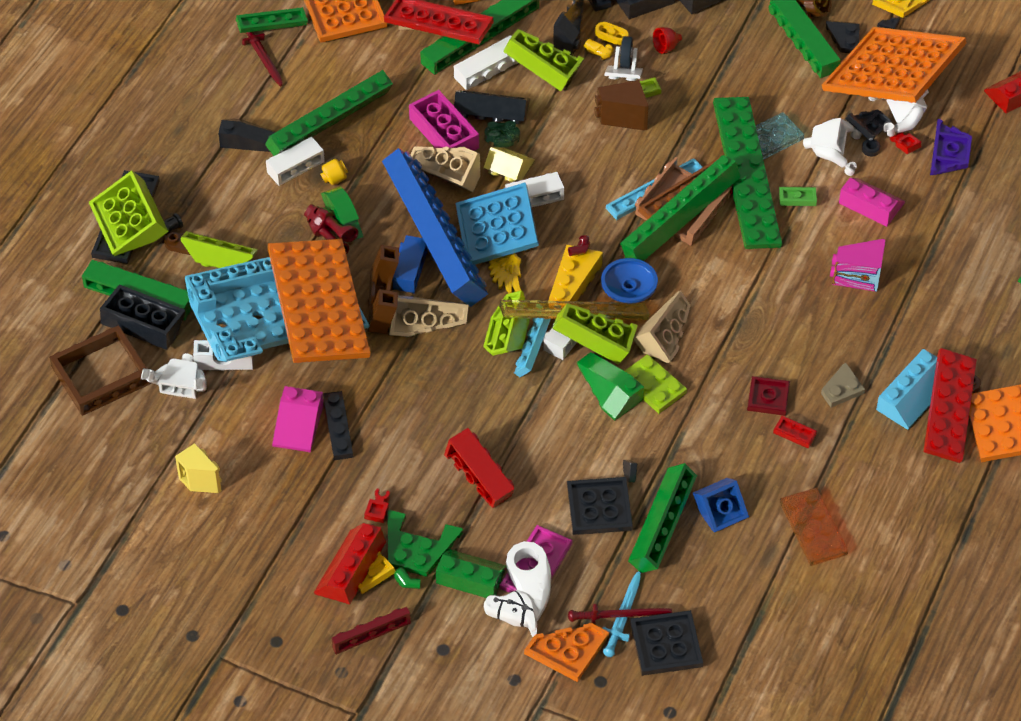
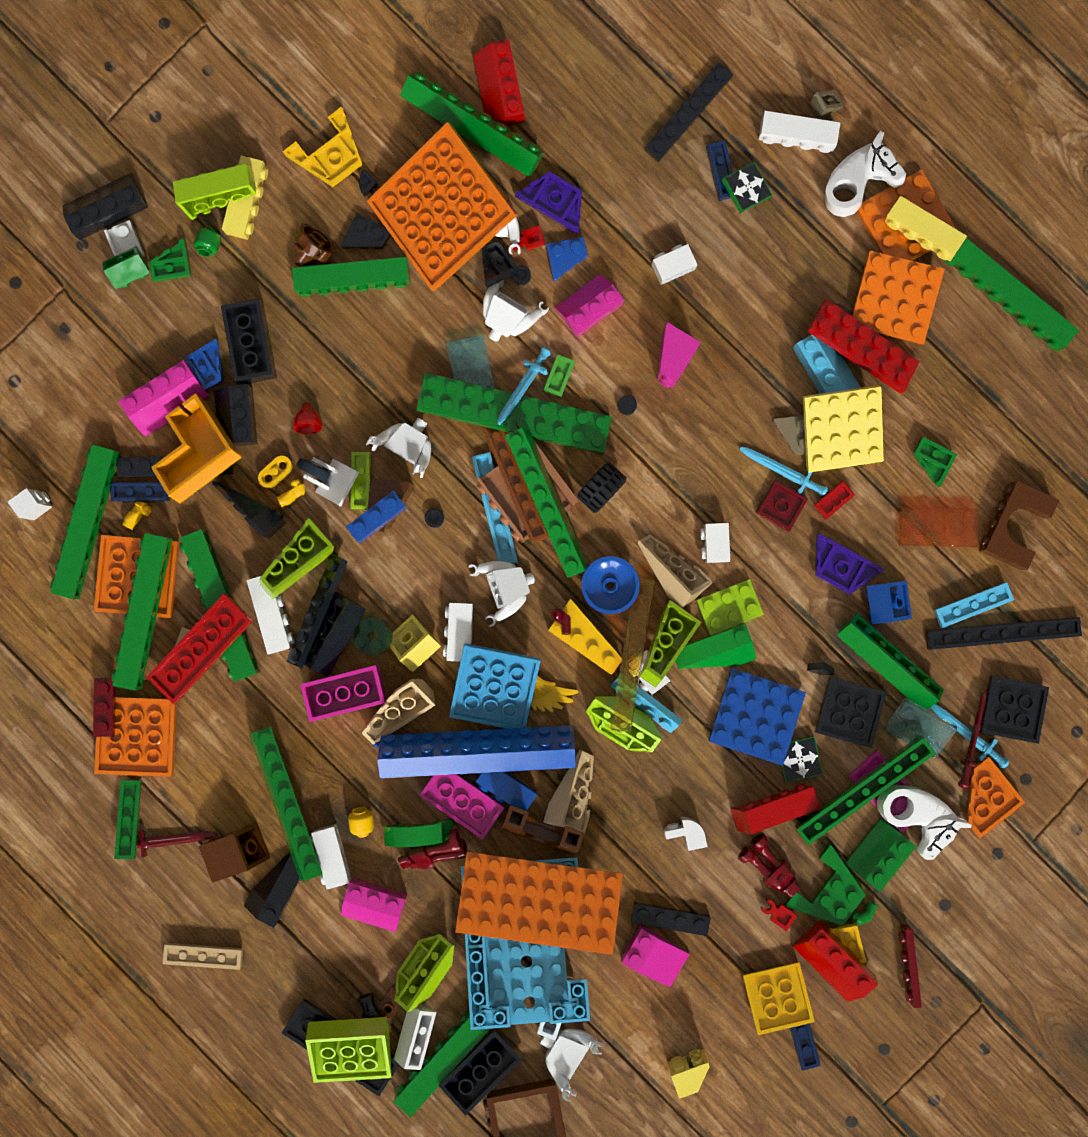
camera: 70 degrees left, 35 degrees up
(157, 260) = (415, 1037): none -> white brick
(172, 102) = (202, 956): none -> tan plate
(262, 566) = (805, 1047): none -> dark blue tile
(263, 202) = (373, 904): none -> dark pink slope
(272, 95) = (234, 852): none -> reddish brown slope
(296, 527) = (778, 998): none -> yellow plate
(384, 228) = (463, 802): none -> dark pink plate
(417, 496) = (779, 875): none -> dark red piece
(427, 412) = (691, 831): none -> white brick
(514, 89) = (316, 611): none -> black plate
(530, 528) = (865, 789): none -> green brick
(535, 481) = (801, 760): none -> black tile
(560, 434) = (757, 716): none -> blue plate
(590, 209) = (507, 585): none -> white torso
(607, 86) = (376, 517): none -> blue brick
(610, 564) = (913, 720): none -> clear light blue plate
(626, 149) = (434, 518): none -> black tile
(682, 106) = (407, 443): none -> white torso
(707, 352) = (716, 543): none -> white brick
(714, 244) = (601, 487): none -> black tyre
(735, 457) = (841, 566): none -> dark purple wing
(738, 615) = (1003, 633): none -> black tile
(753, 576) = (973, 605): none -> medium azure plate
(794, 174) = (527, 379): none -> medium azure sword
(798, 253) = (627, 405): none -> black tile
(801, 397) = (785, 471): none -> medium azure sword
(864, 410) = (843, 428): none -> light yellow plate
(873, 577) = (997, 541): none -> reddish brown arch
(876, 500) = (934, 460): none -> green wing
(907, 172) = (565, 255): none -> blue wing
(943, 246) = (674, 264): none -> white brick
(979, 73) = (471, 123): none -> green brick

